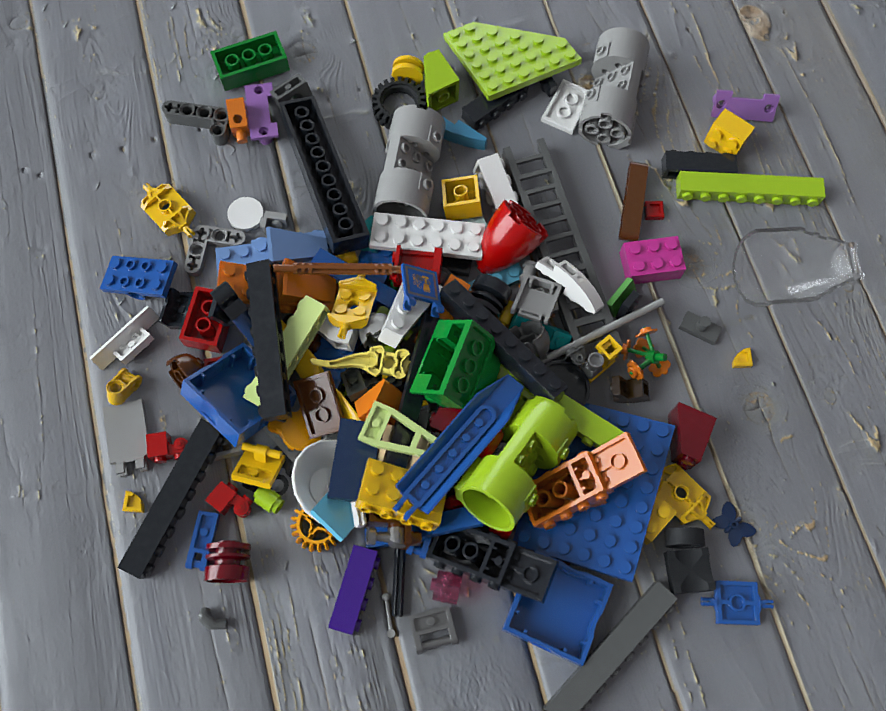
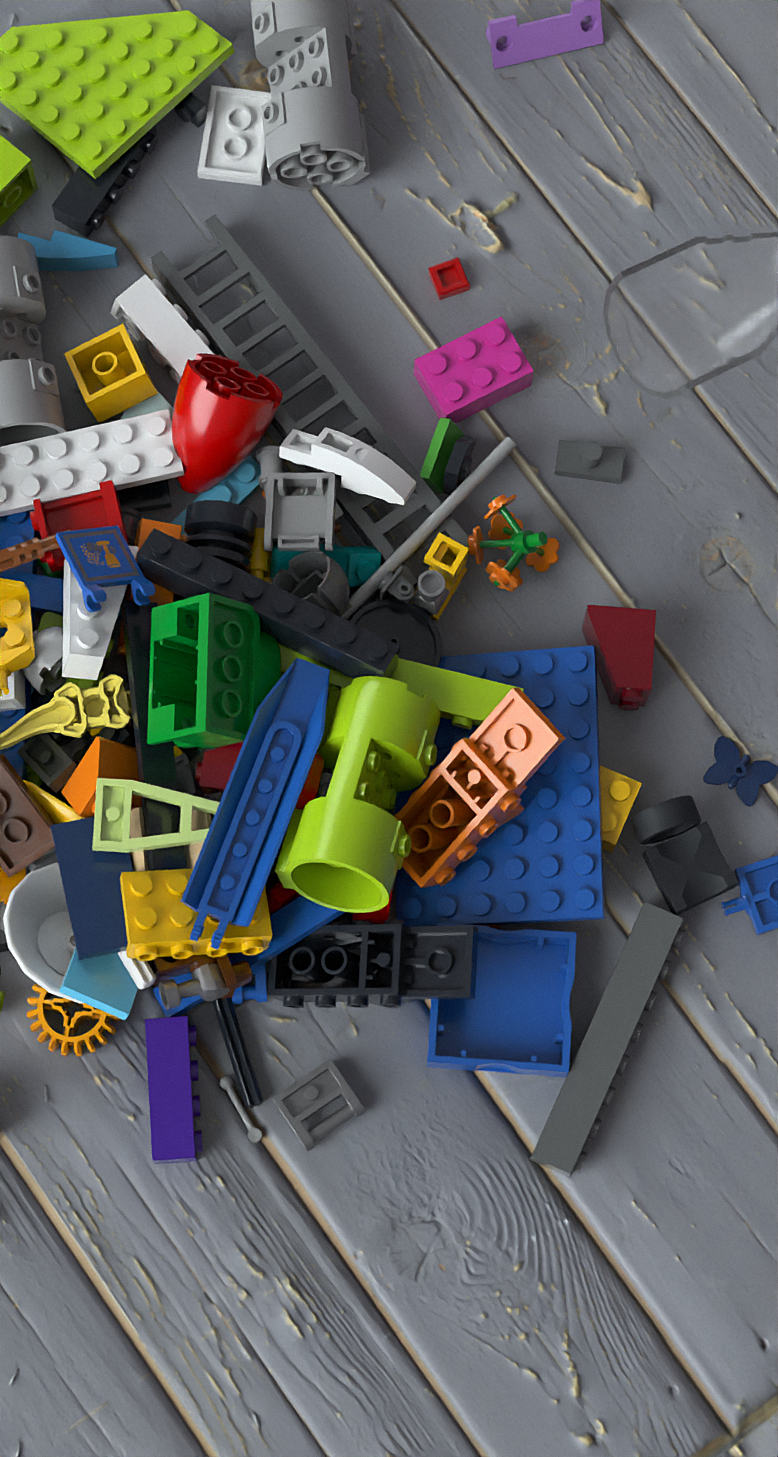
camera: 20 degrees left, 5 degrees up
(446, 587) = (316, 1032): clear pink brick -> none
(629, 390) = (505, 610): dark brown brick -> none
(633, 201) = (408, 276): reddish brown beam -> none
(677, 161) = (500, 171): black brick -> none
(694, 504) = (667, 758): yellow plate -> none
(728, 133) = (533, 99): yellow brick -> none
(743, 359) = (676, 491): yellow tile -> none
(750, 188) = (599, 184): lime brick -> none

